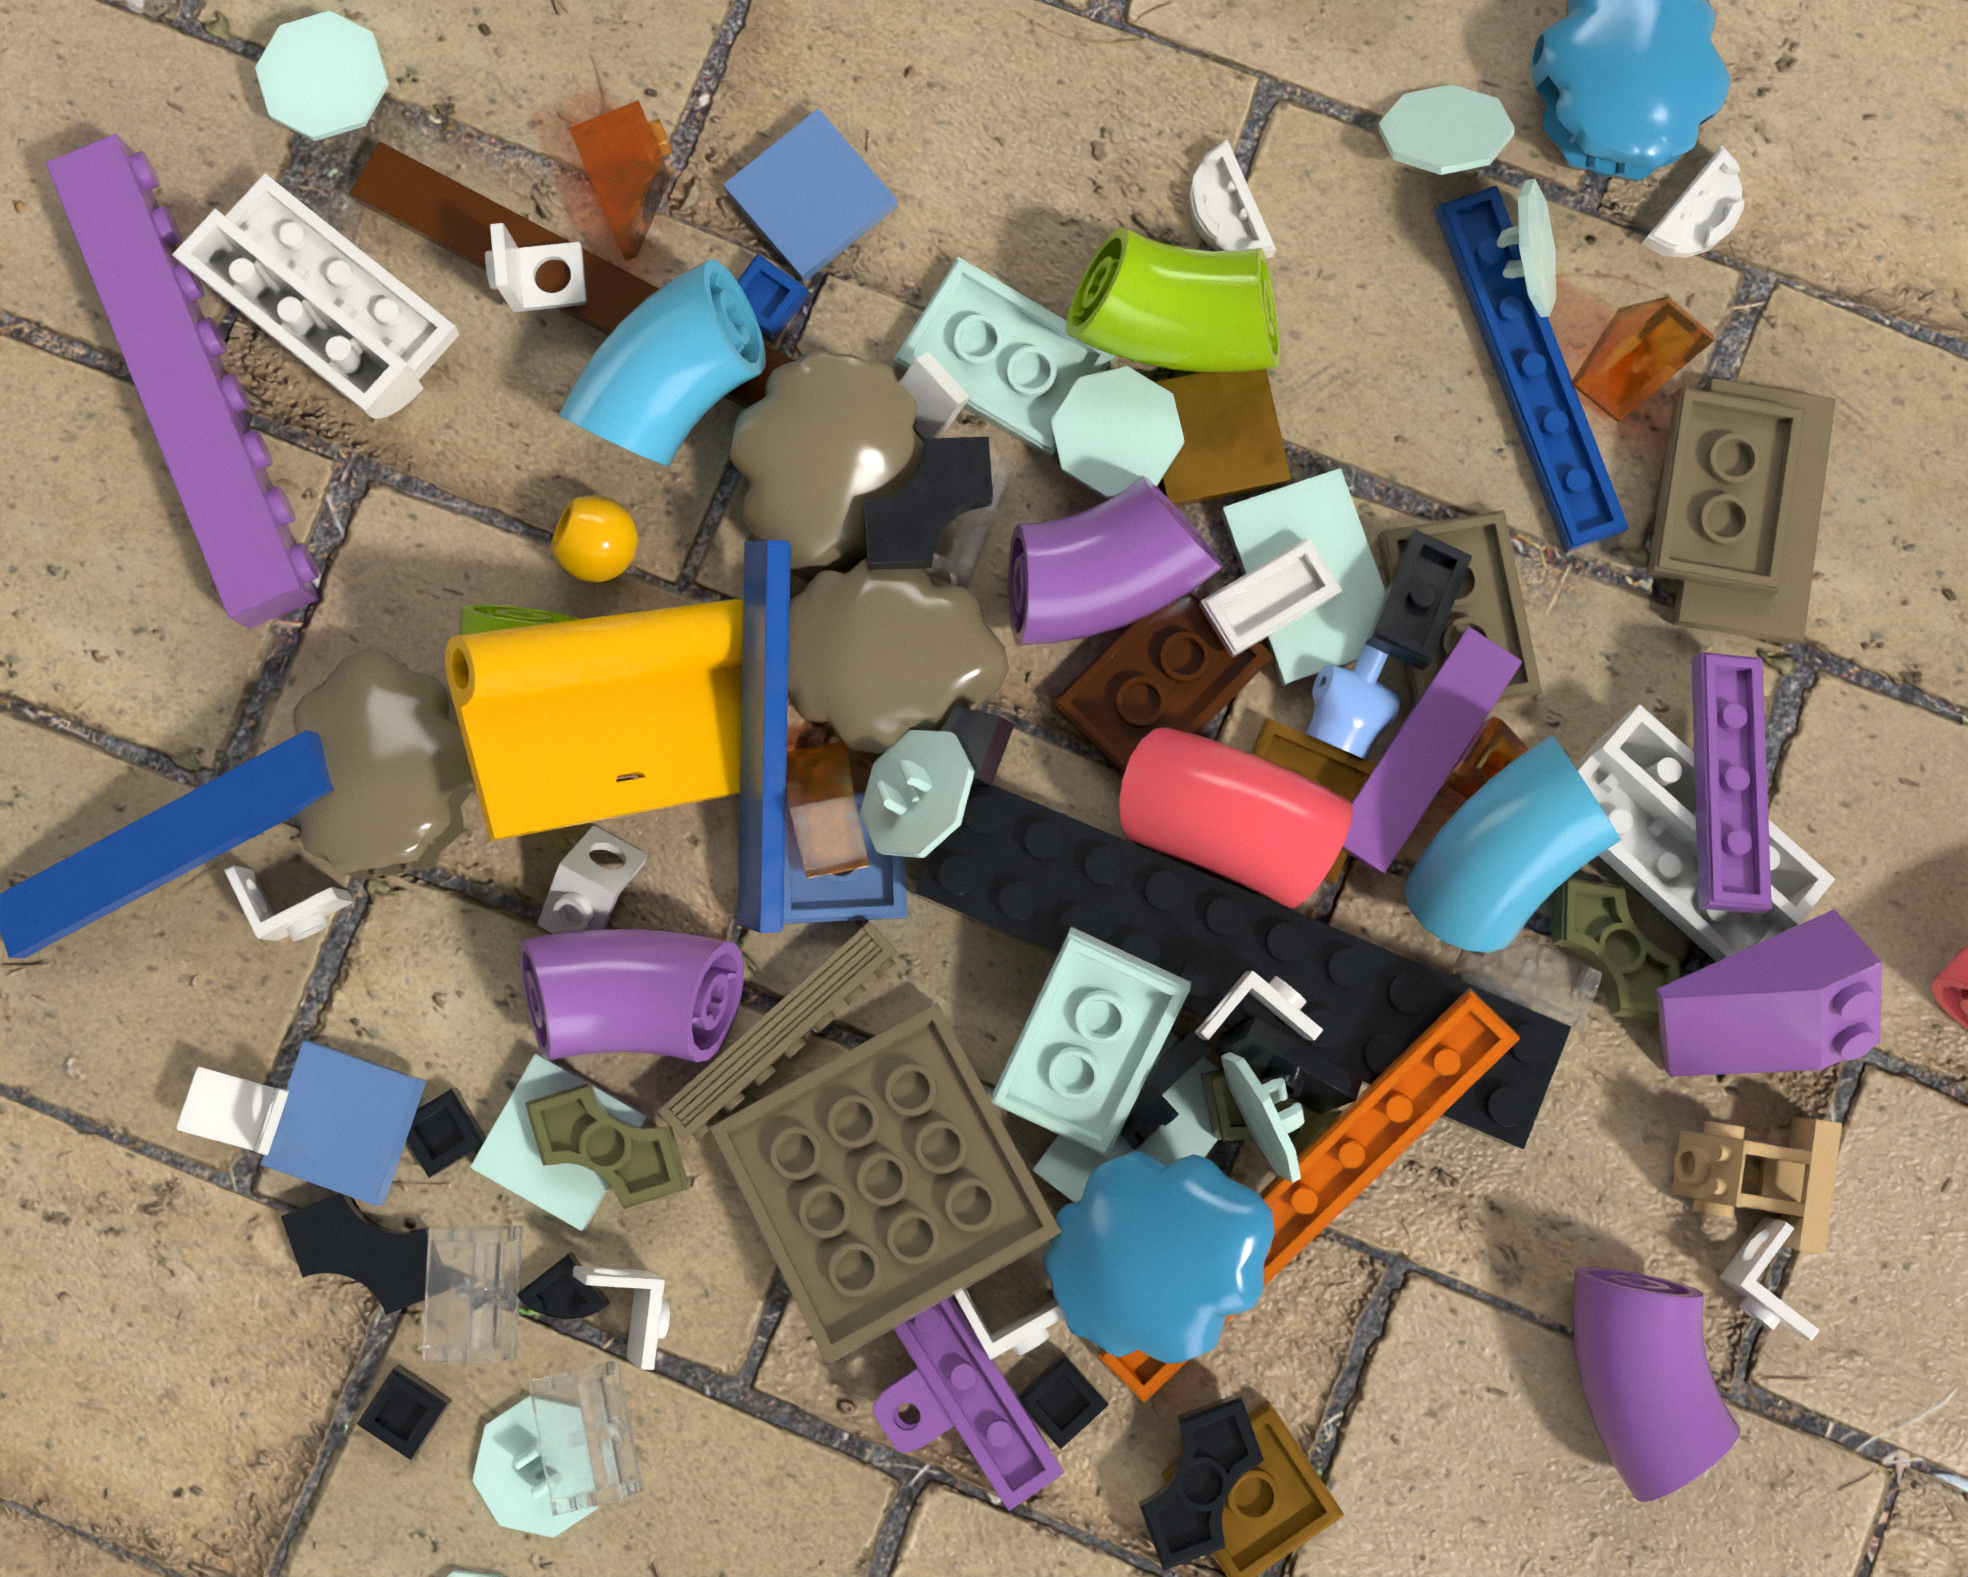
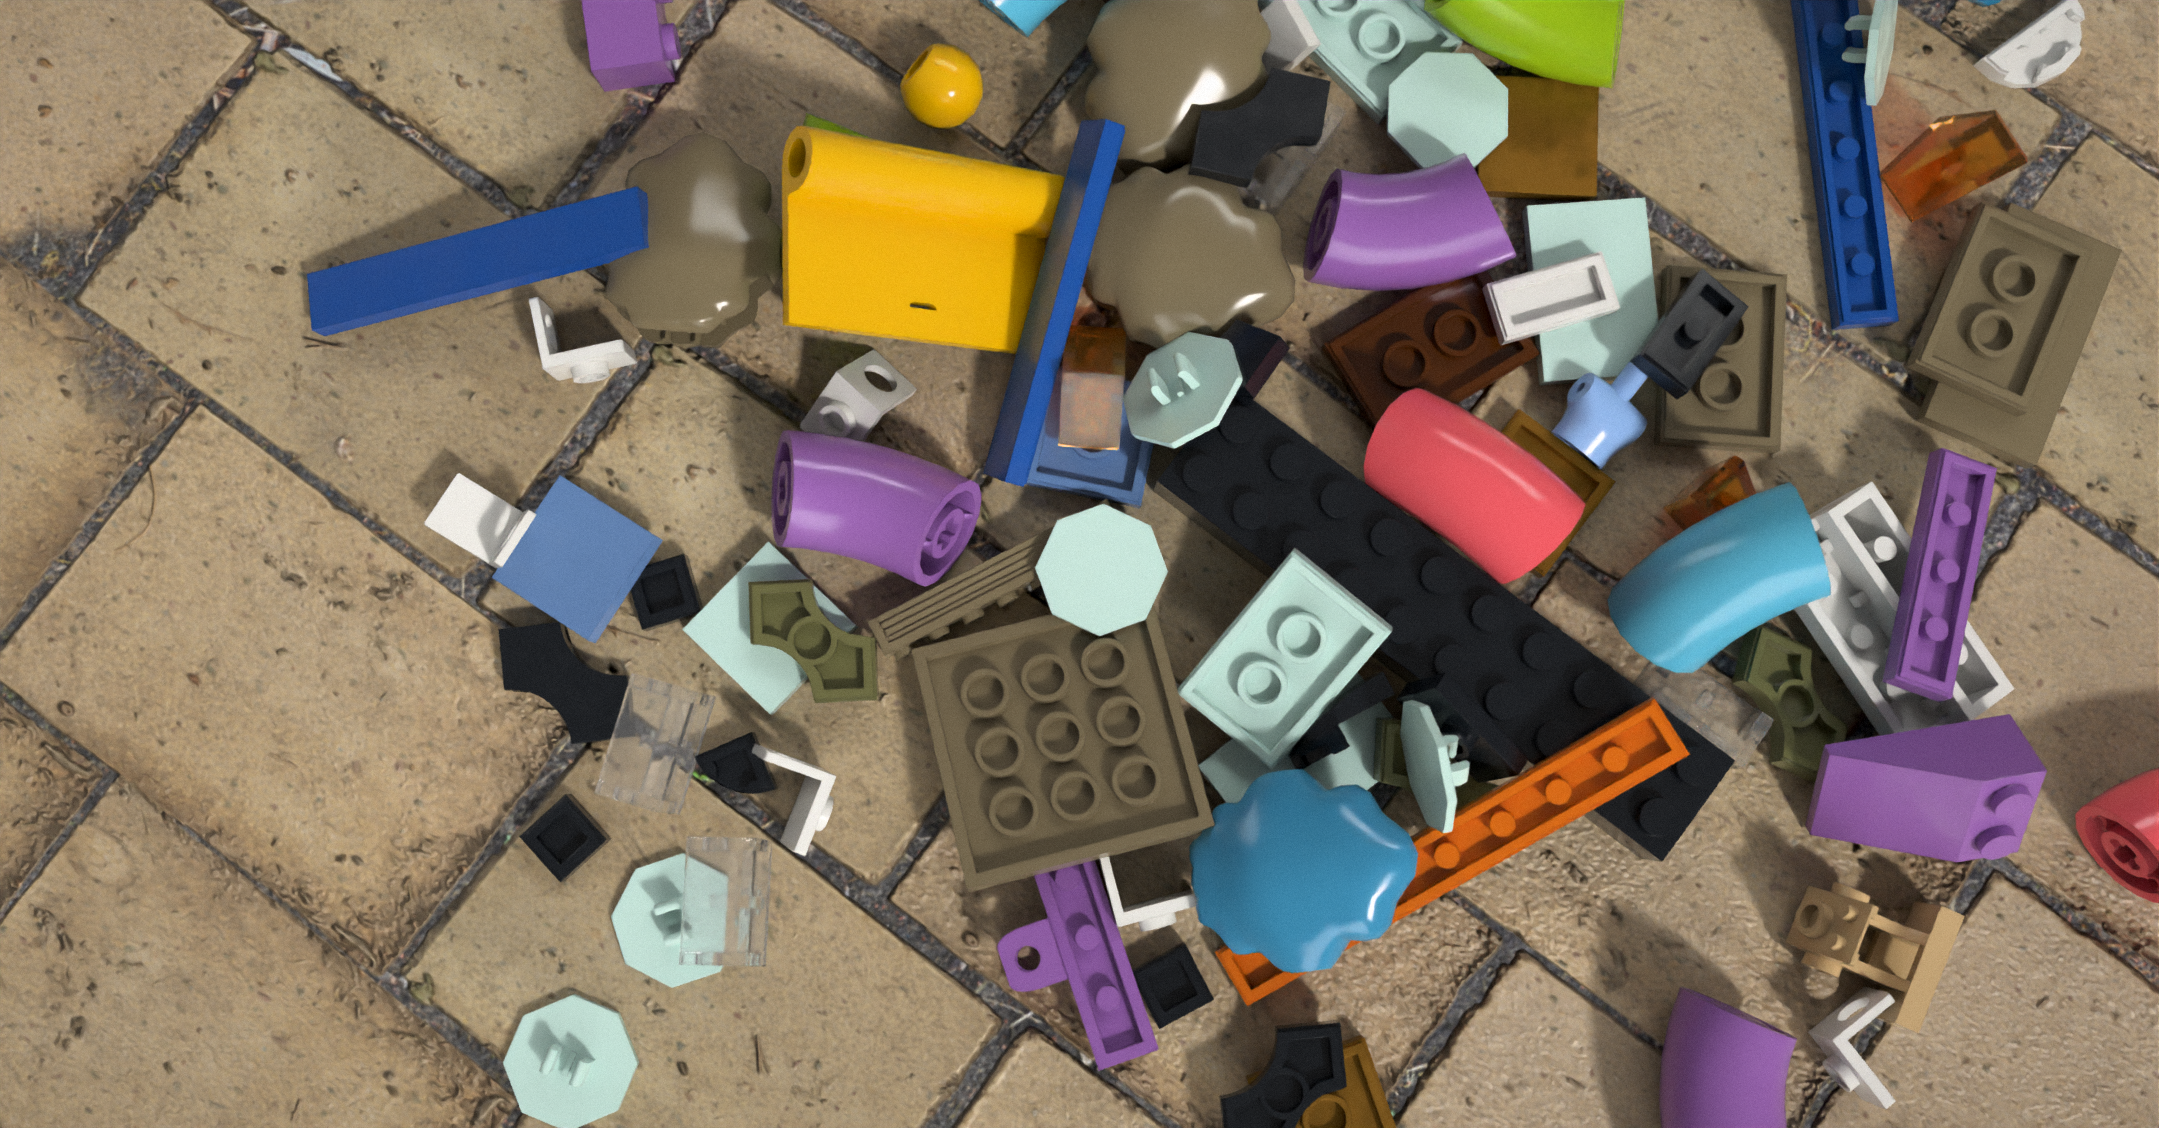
camera: 10 degrees right, 0 degrees up
(882, 996) = (1101, 570): none -> light aqua piece
(1276, 996) = (1470, 659): white bracket -> none
(1427, 748) = (1663, 472): medium lavender tile -> none

